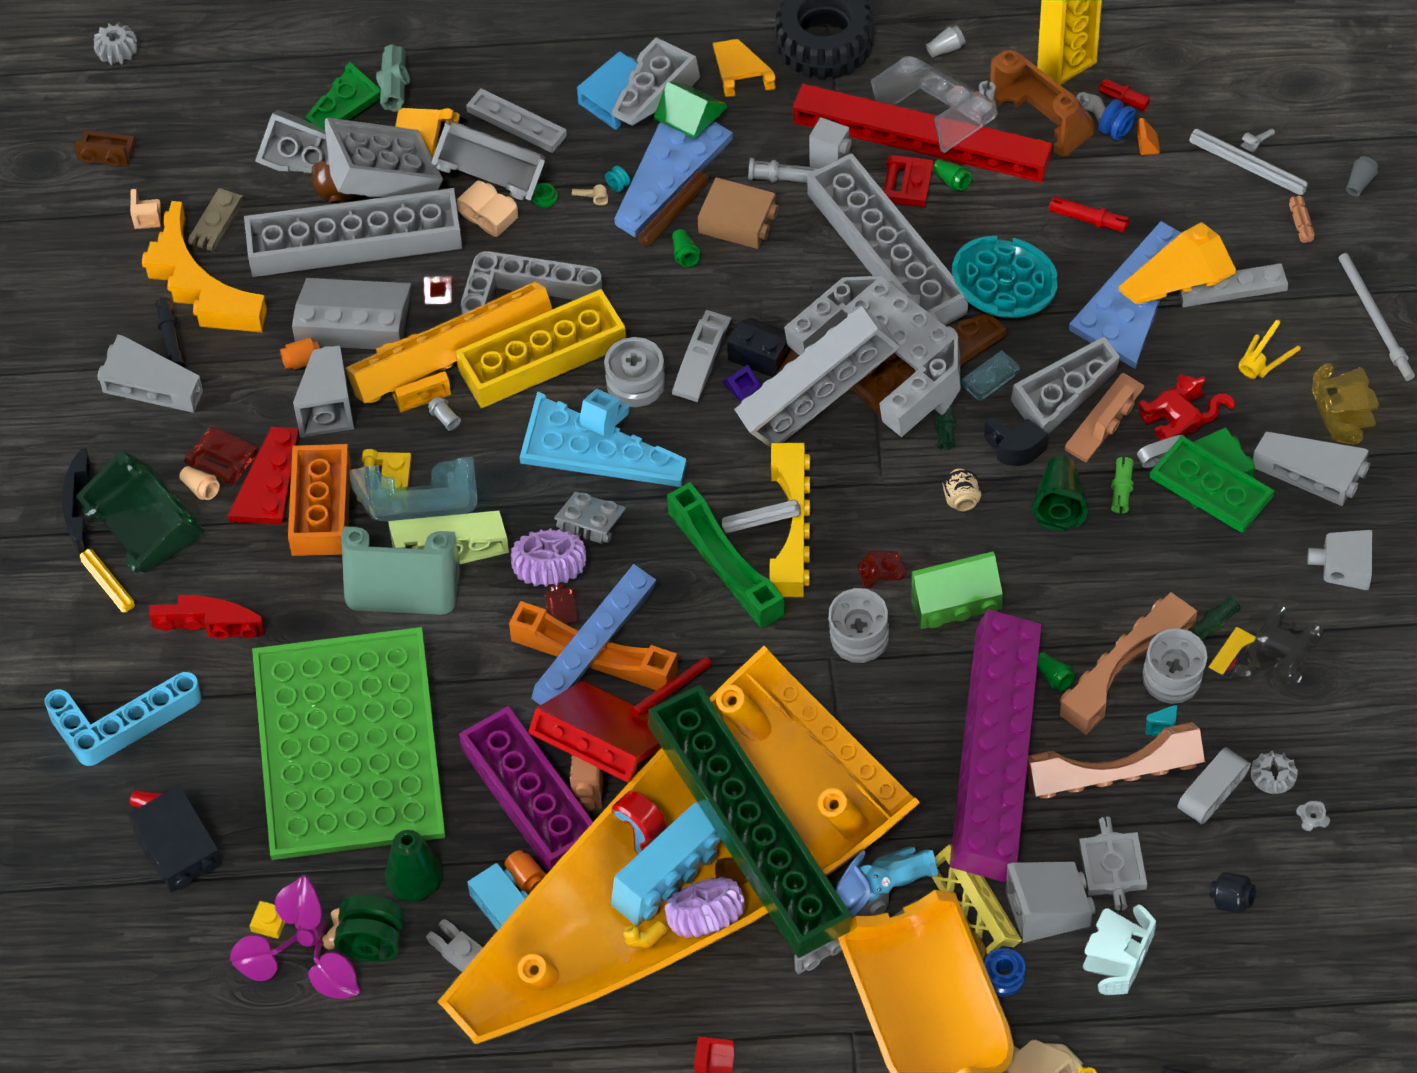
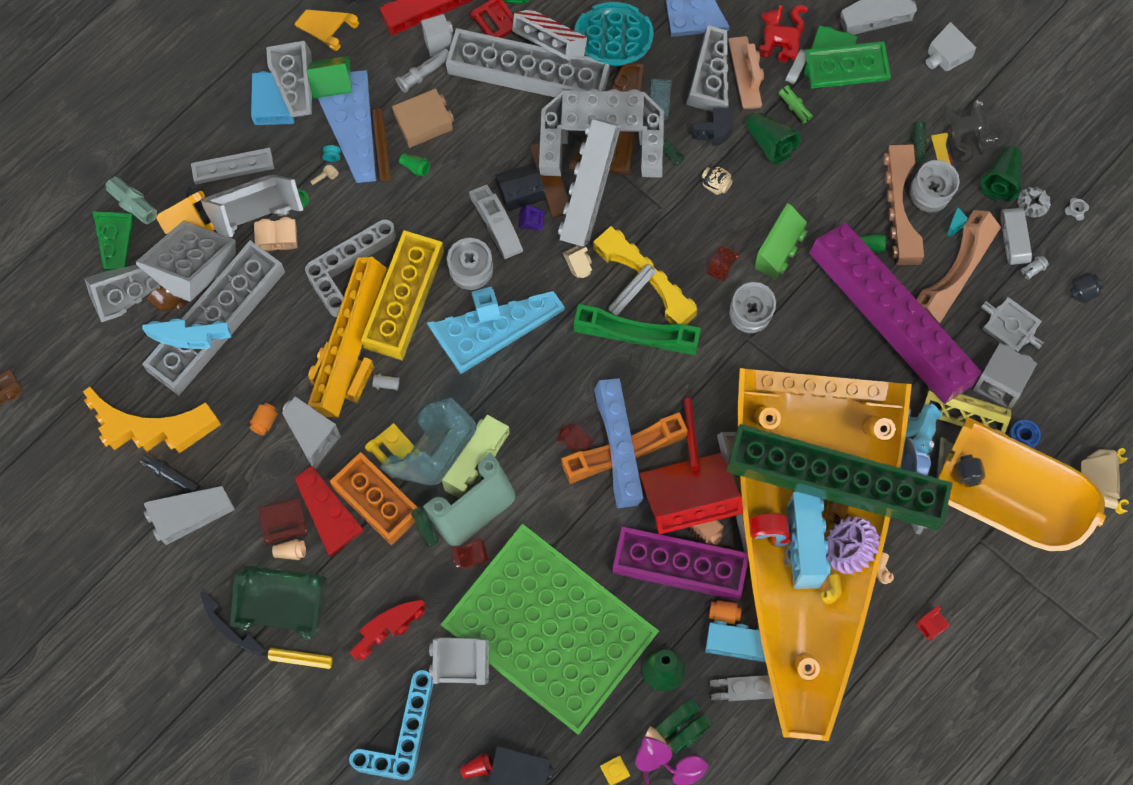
camera: 45 degrees left, 15 degrees up
(145, 212) = (68, 410): light nougat panel -> none
(215, 219) = (116, 378): dark tan hinge -> none
(233, 692) = (460, 660): none -> light grey panel
(303, 219) = (180, 335): none -> medium azure slope
(333, 559) = (424, 527): none -> clear green pin
(348, 620) = (470, 554): none -> clear red bracket
(351, 312) = (264, 366): light grey slope -> none
(438, 290) = (299, 309): clear red slope -> none
(548, 557) = (547, 423): lavender gear -> none
(590, 515) = (534, 370): light grey hinge -> none
(719, 969) = (883, 574): none -> light nougat arm
(738, 451) = (578, 261): none -> tan brick
(901, 944) = (970, 471): none -> black head
(936, 226) = (549, 34): none -> light grey brick
(1114, 951) = (1064, 370): light aqua piece -> none
(1201, 831) = (1040, 263): none -> light grey pin
(1264, 716) = (1003, 176): none -> dark green cone

